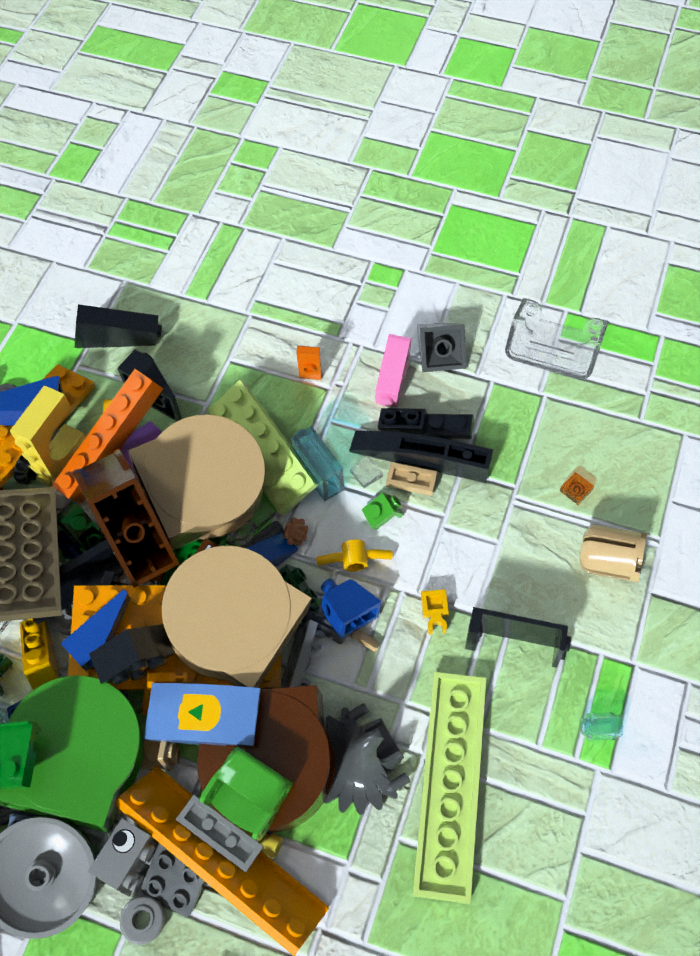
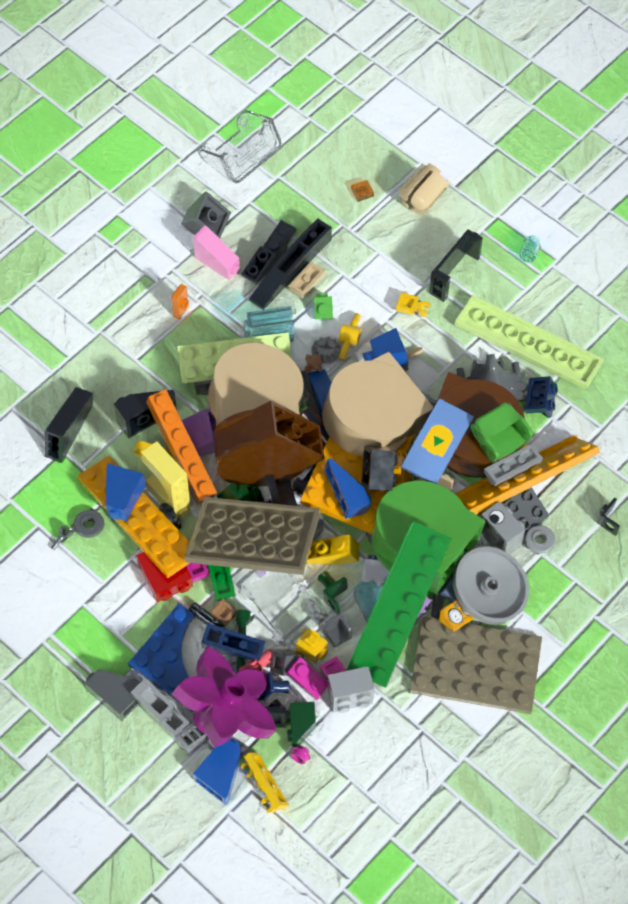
camera: 70 degrees left, 0 degrees up
(318, 546) = (332, 353): none -> light grey gear
(370, 834) = (541, 396): none -> dark blue bracket

